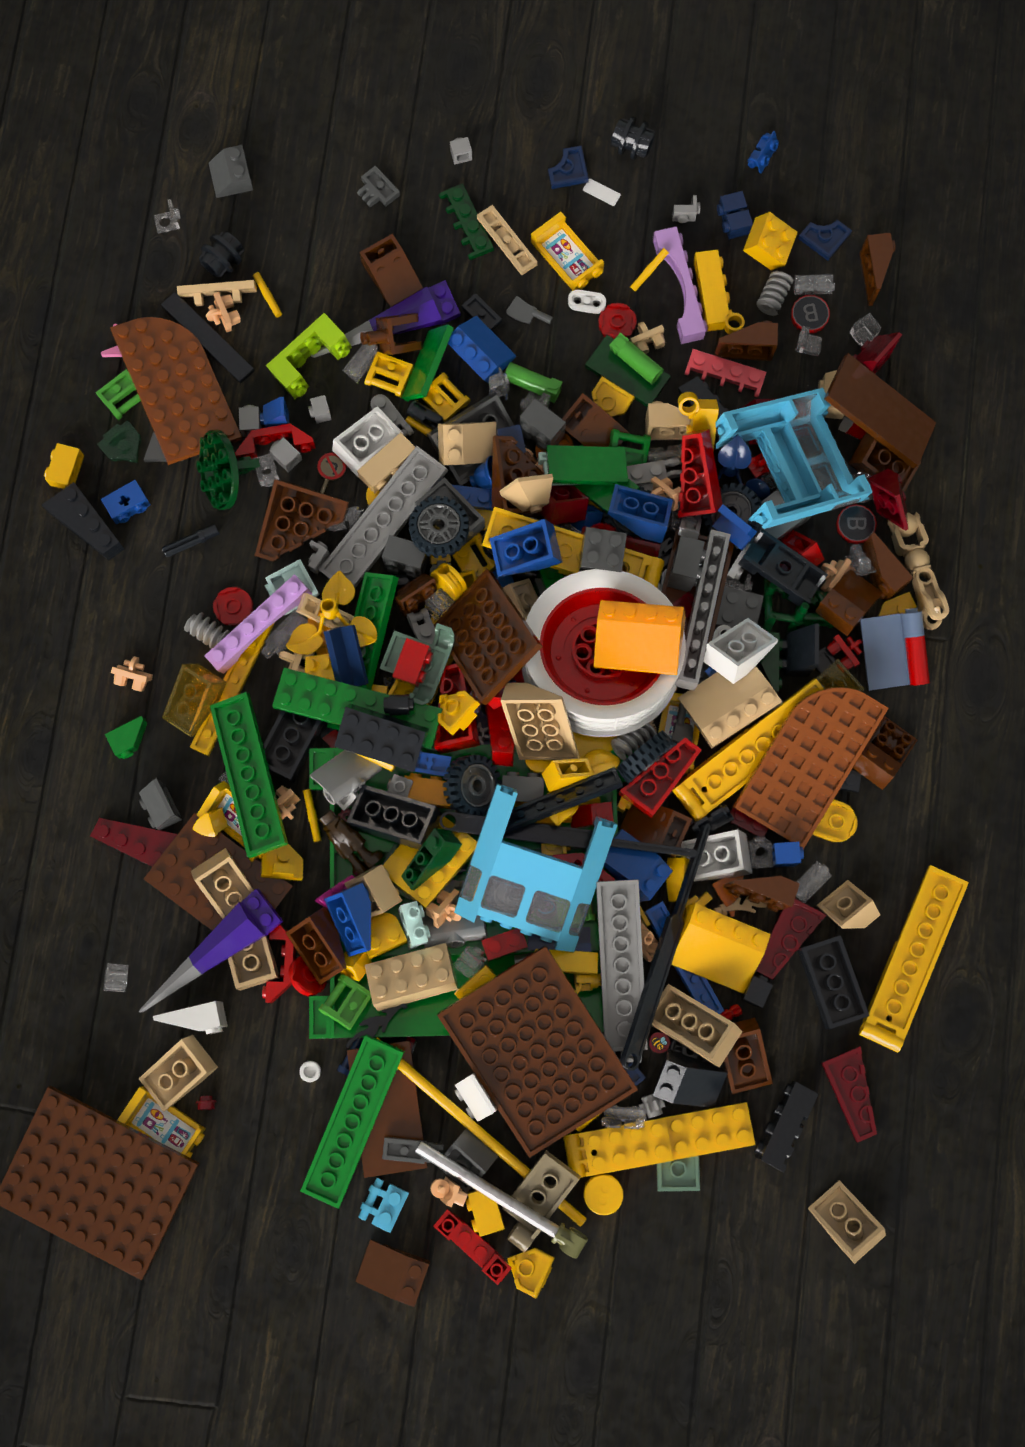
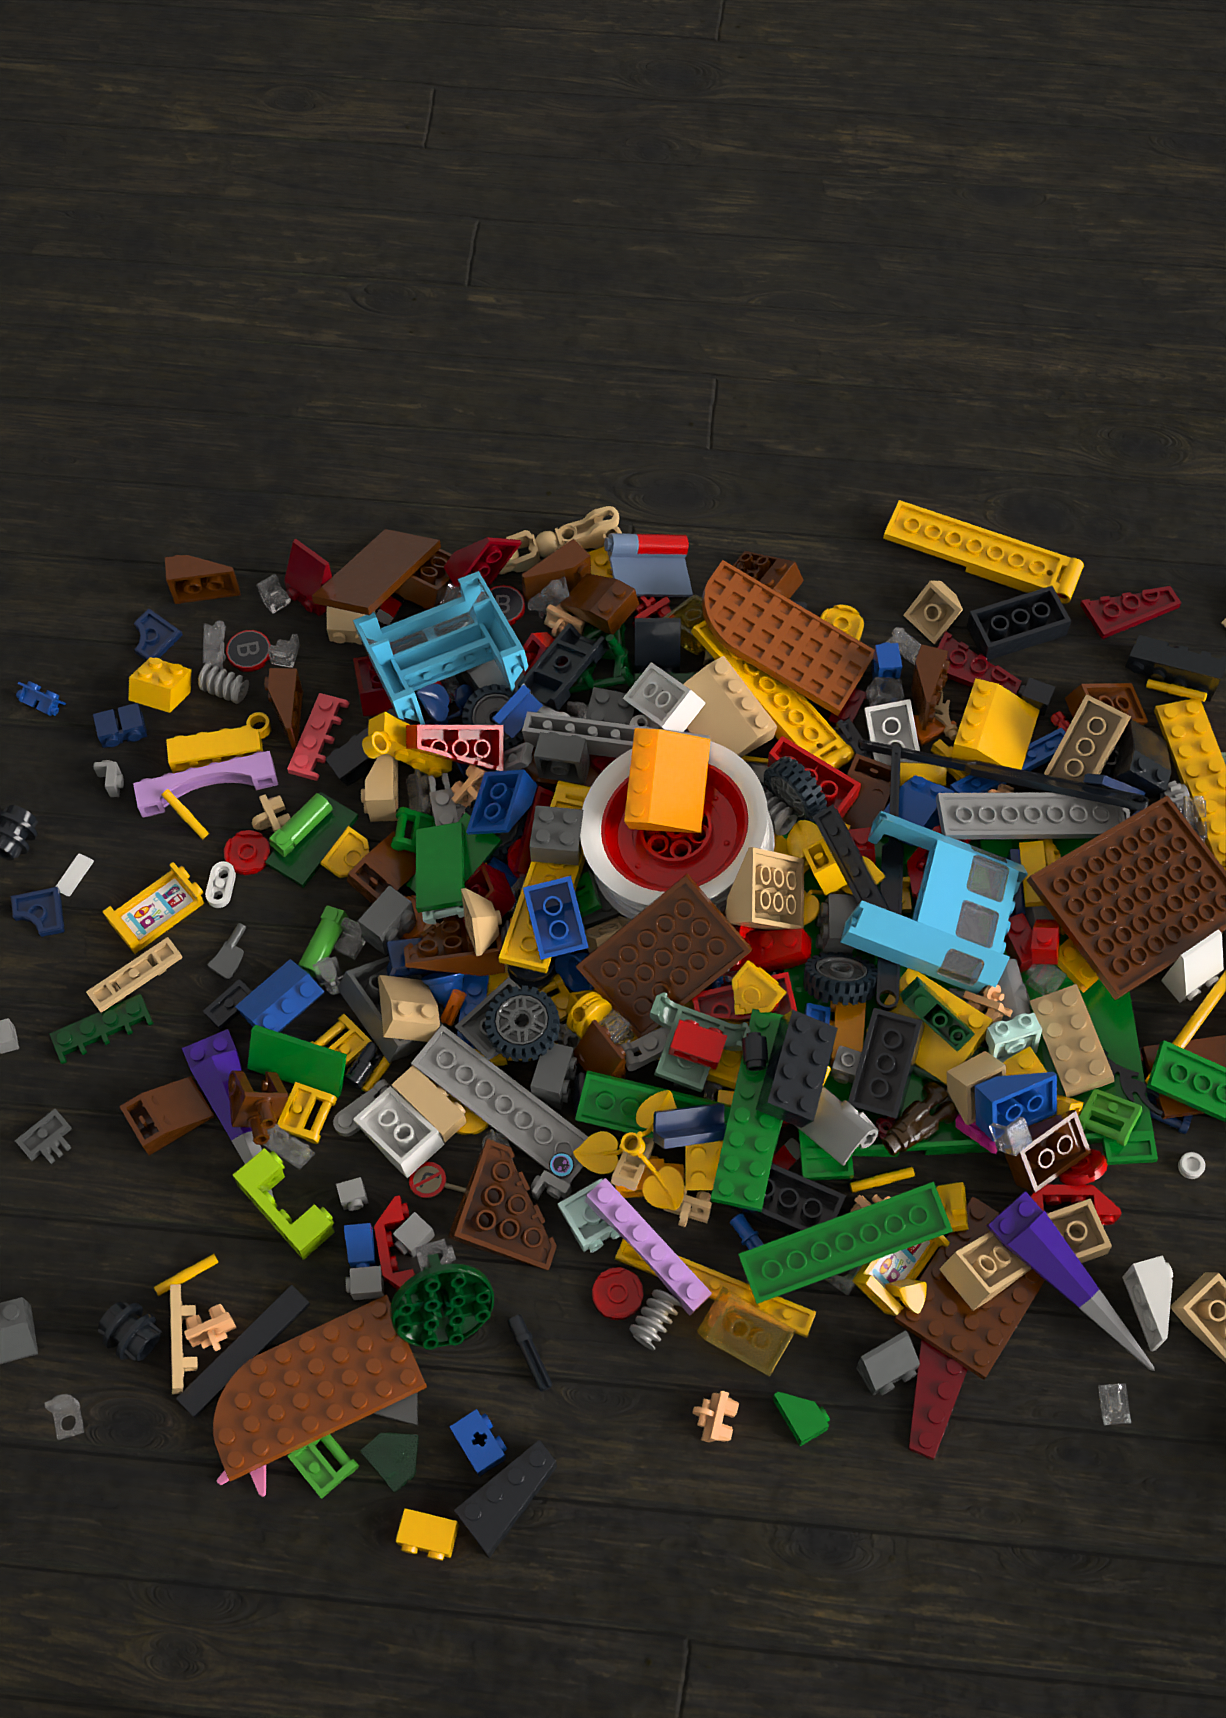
camera: 90 degrees left, 15 degrees down
(265, 710) = (746, 1232): none -> blue axle
(280, 636) = (658, 1223): clear hinge -> none
(319, 912) = (1011, 1138): none -> clear panel
(331, 563) = (561, 1165): none -> tile
(468, 480) = (453, 1006): none -> orange piece
(494, 958) = (1045, 942): none -> red slope
(654, 1046) = (1105, 781): none -> dark blue tile
(762, 1124) = (1176, 690): none -> yellow piece

